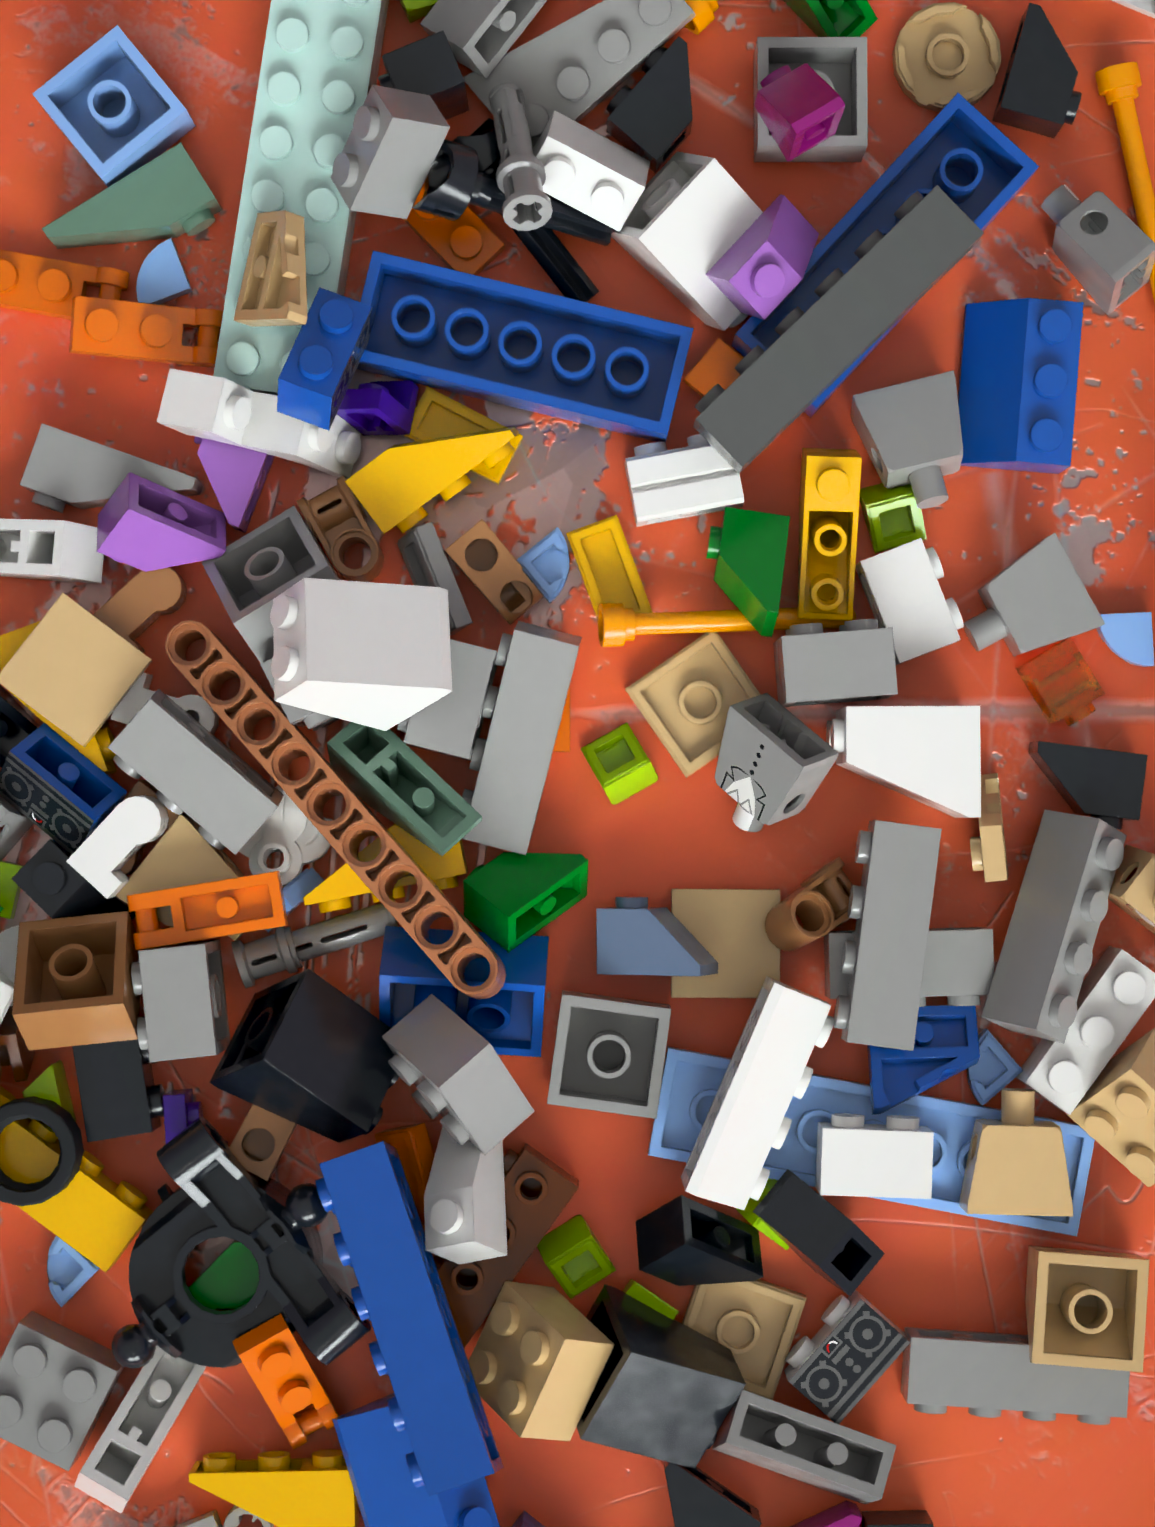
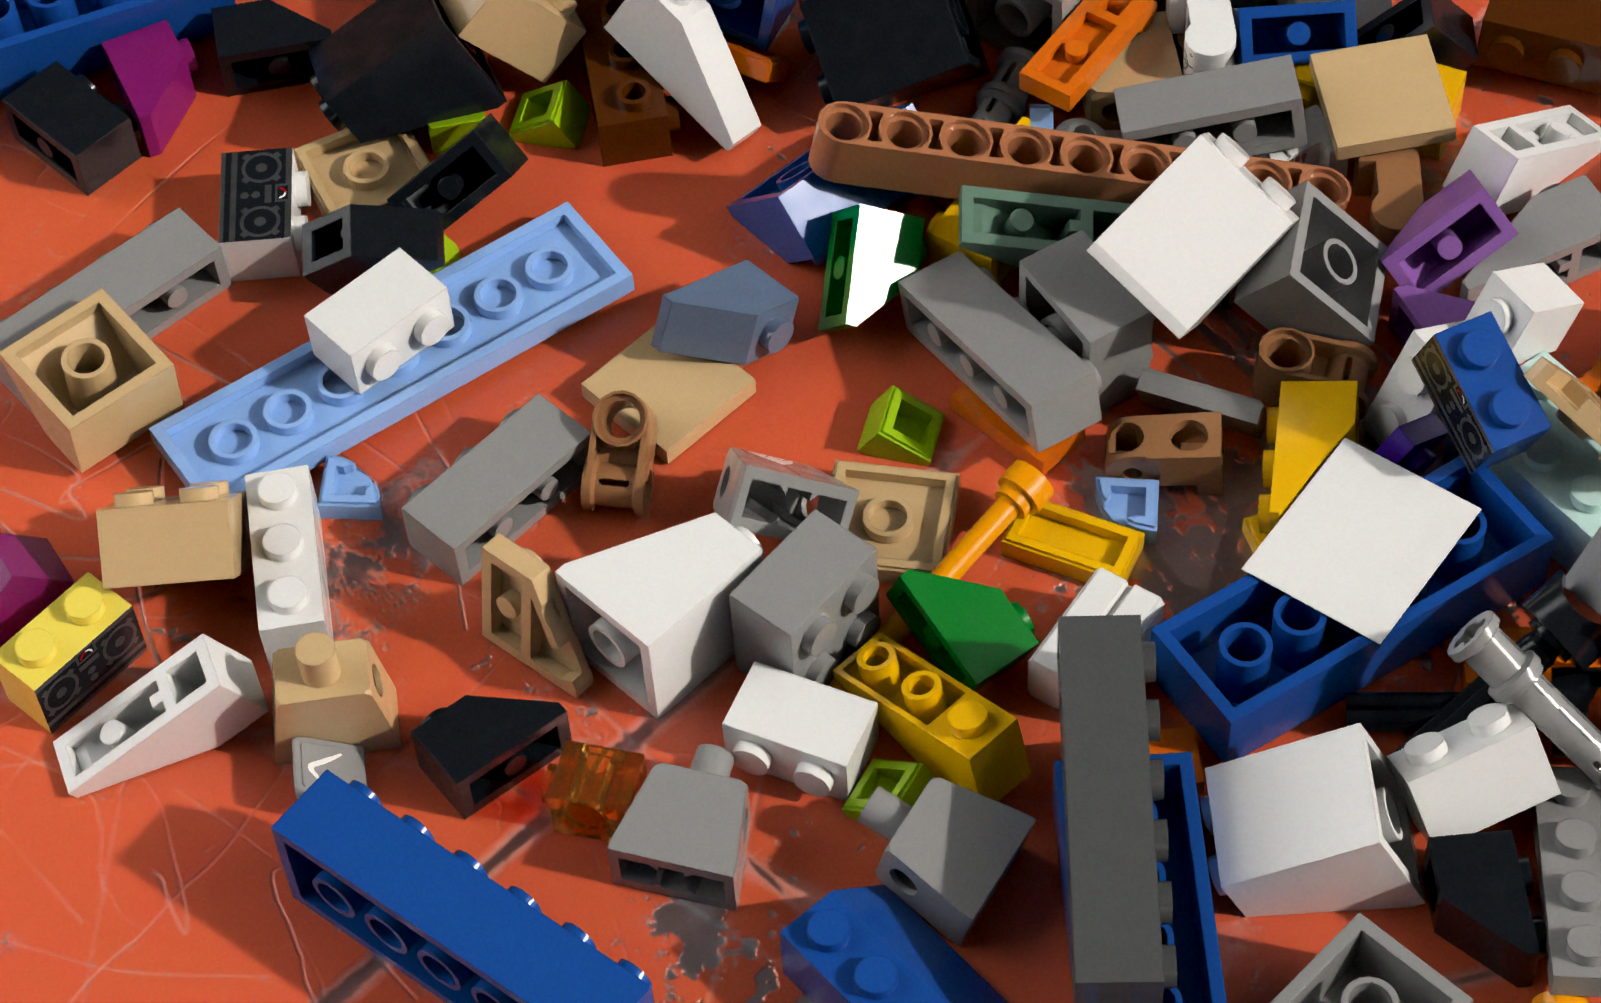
camera: 135 degrees right, 35 degrees down
(456, 1075) = (769, 94): light grey brick -> none
(482, 364) = (1361, 540): none -> white sticker
(609, 1054) = (675, 221): light grey brick -> none
(755, 1095) = (528, 273): white slope -> none
(766, 260) = (1236, 824): medium lavender slope -> none
(798, 109) = (1361, 935): magenta slope -> none
(806, 1448) = (254, 114): light grey brick -> none
(889, 936) = (539, 451): light grey brick -> none
(942, 1048) = (423, 431): blue wing -> none
(1016, 1163) = (251, 411): tan torso -> none
(1054, 925) = (401, 592): light grey brick -> none
(1129, 636) = (575, 891): light blue tile -> none

